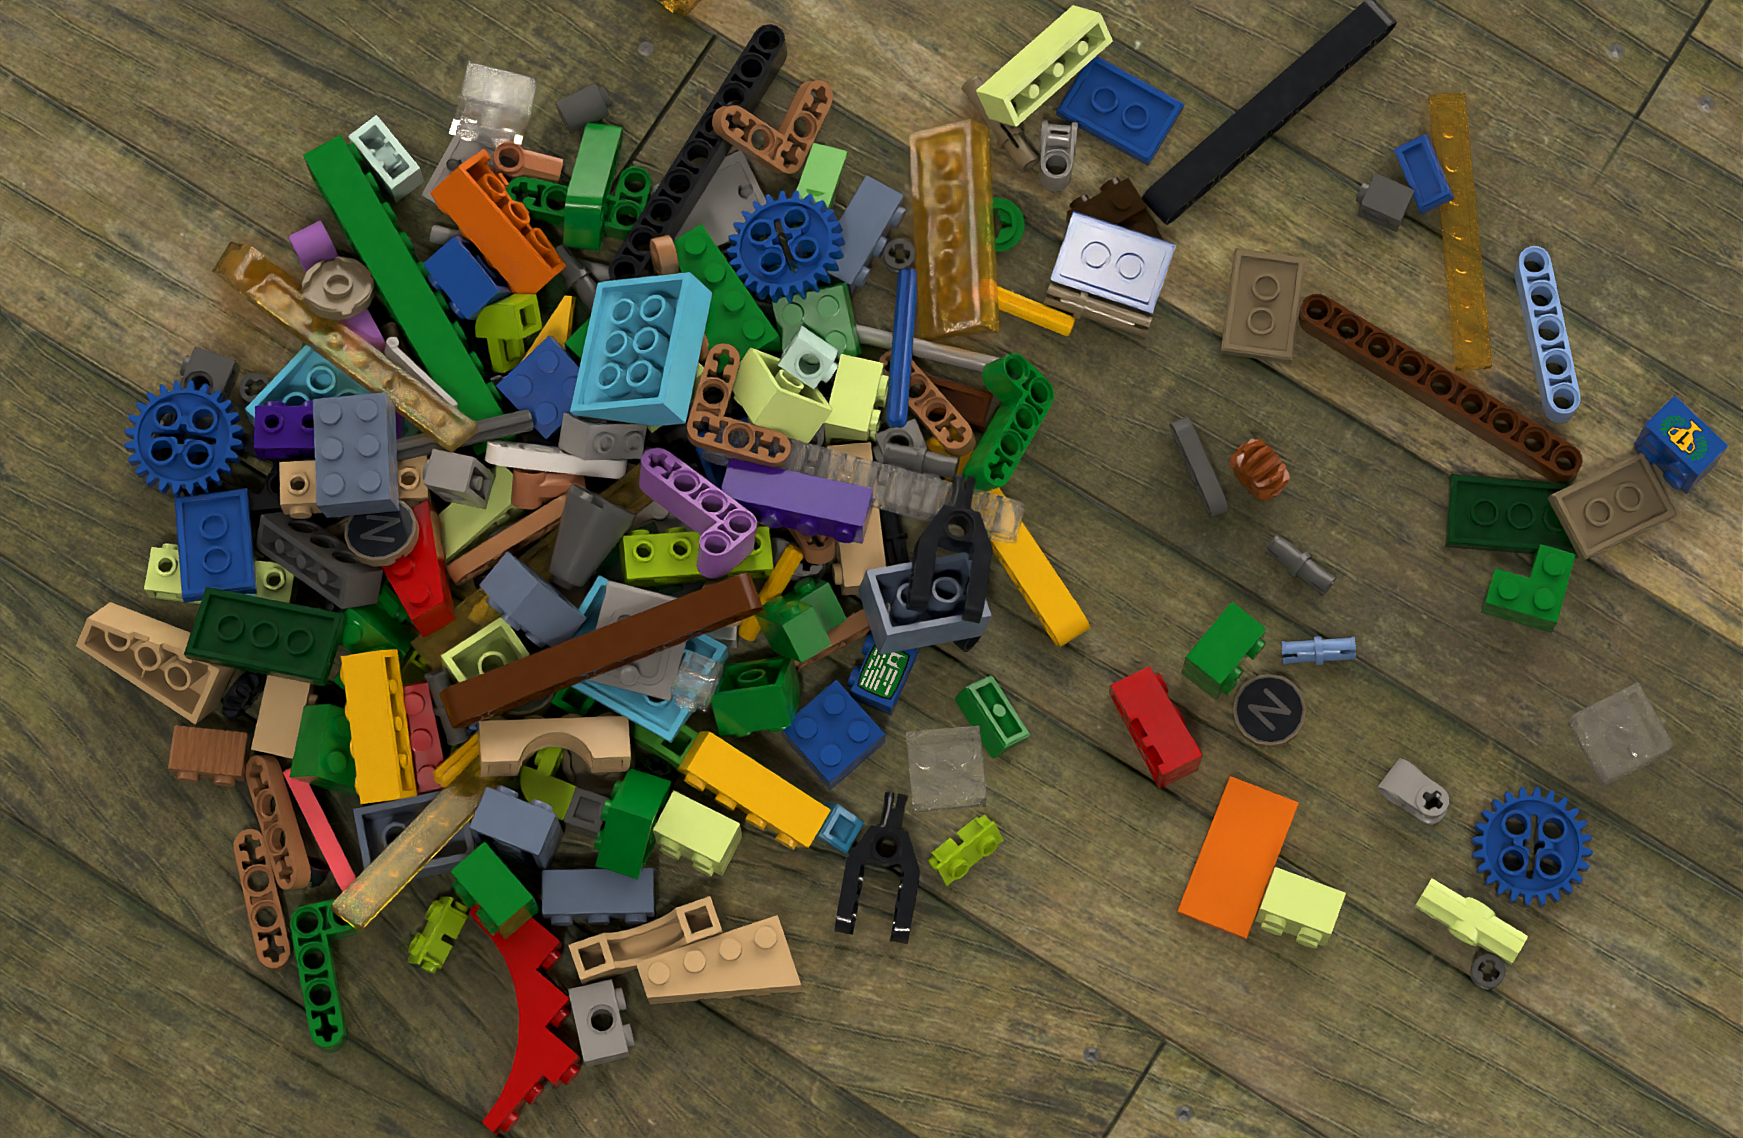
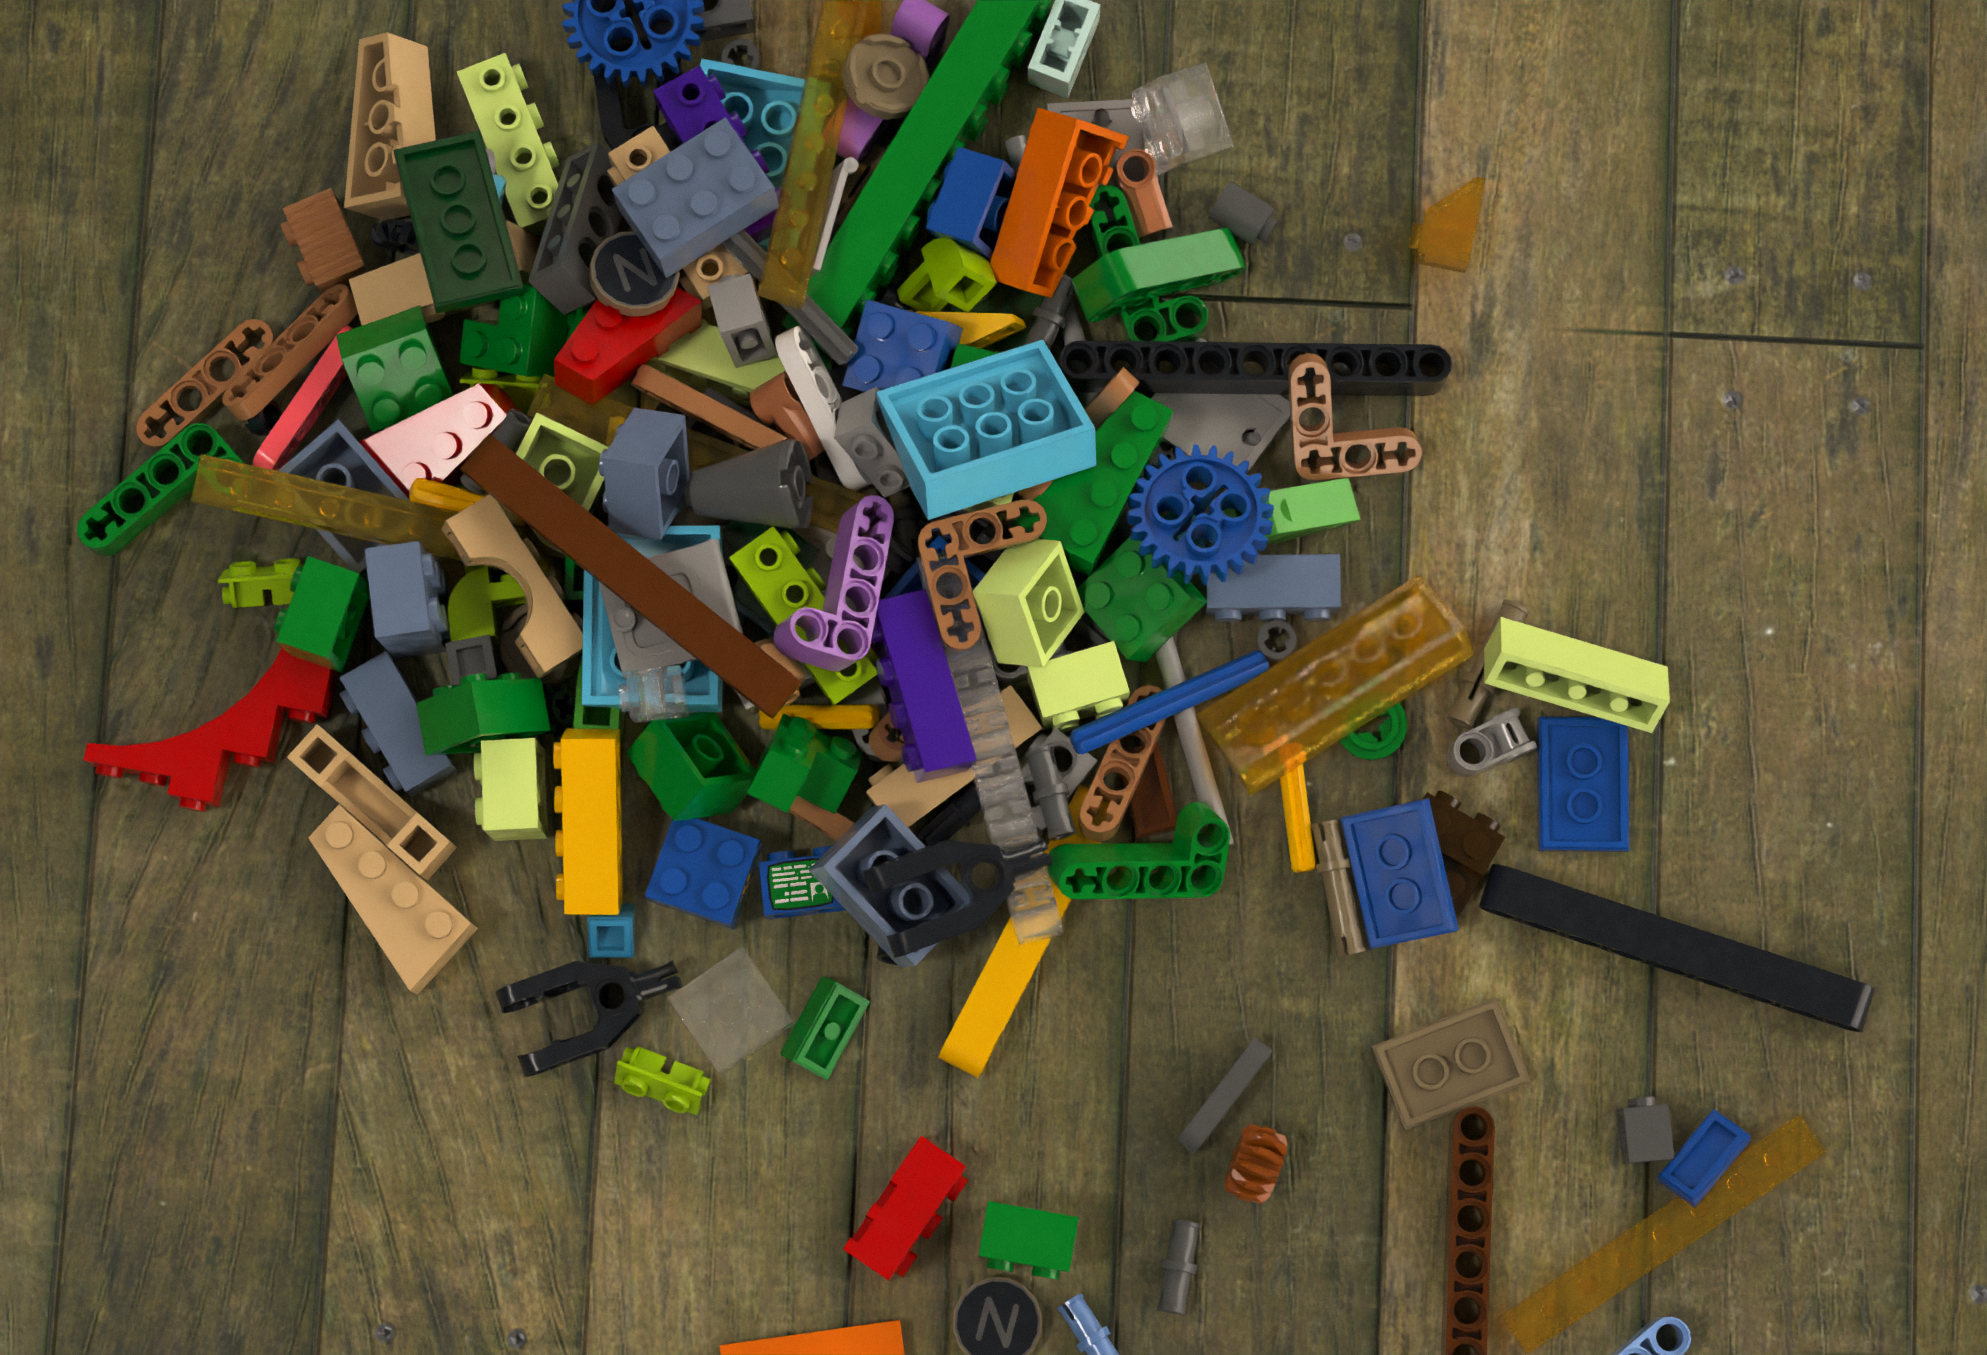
camera: 60 degrees right, 5 degrees up
(215, 543) = (540, 115): blue tile -> none
(378, 726) = (429, 393): yellow brick -> none
(597, 1045) = (237, 808): light grey brick -> none
(808, 343) = (1105, 607): light aqua brick -> none

